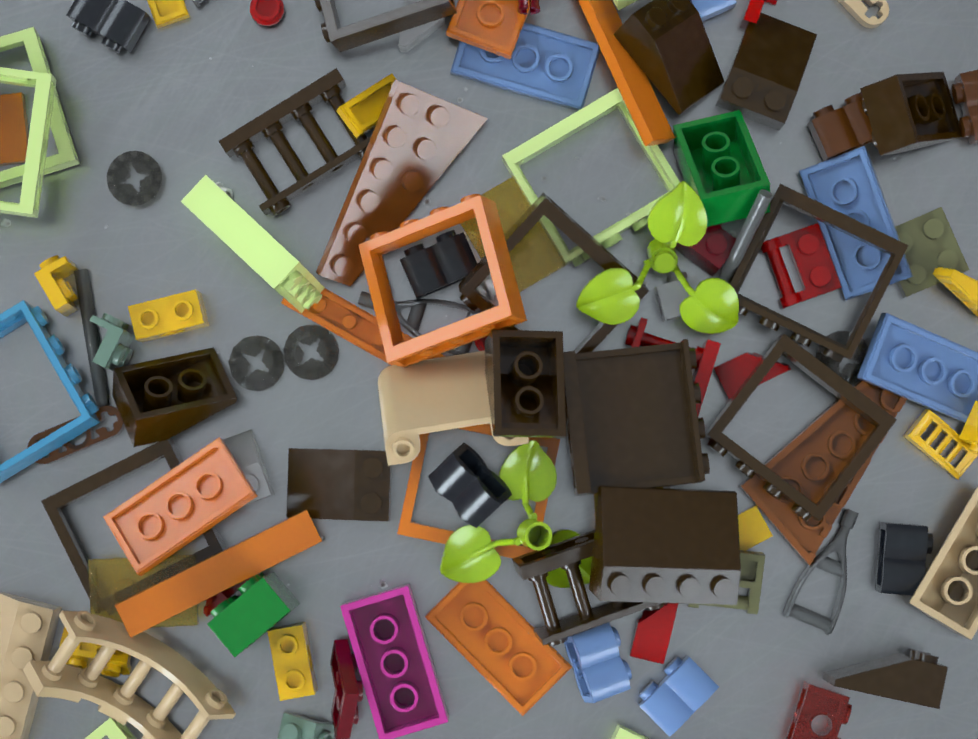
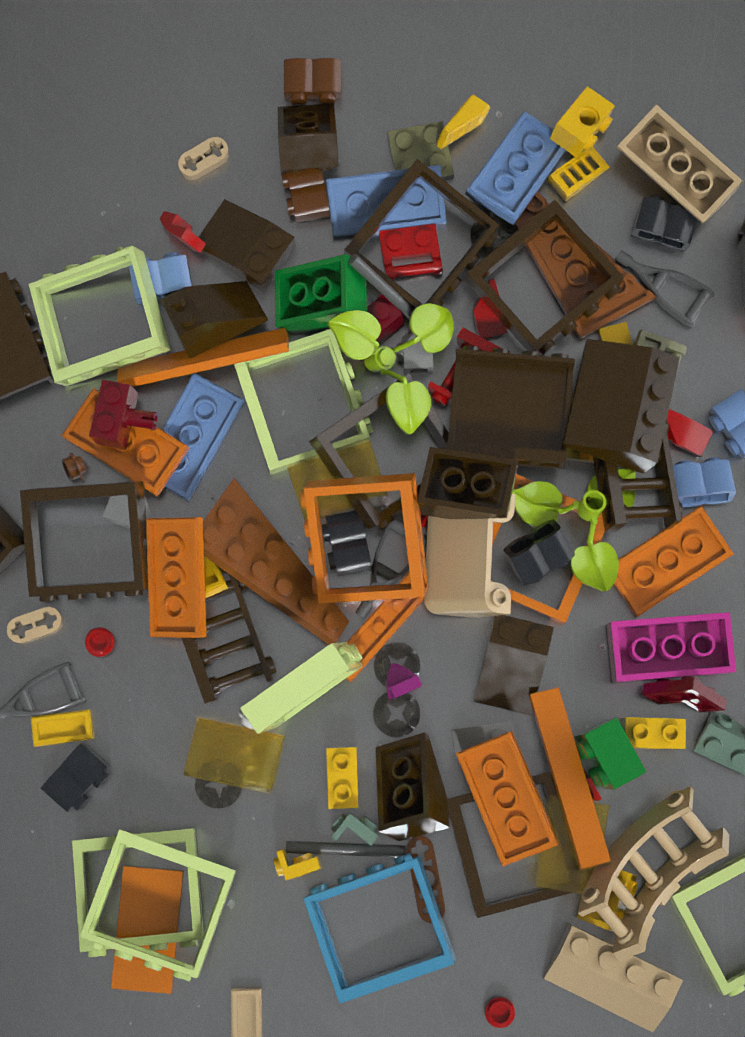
camera: 80 degrees left, 5 degrees down
(163, 175) = (234, 755): none -> clear yellow tile
(290, 359) = (400, 681): none -> magenta tile
(353, 75) = (176, 577): none -> orange tile

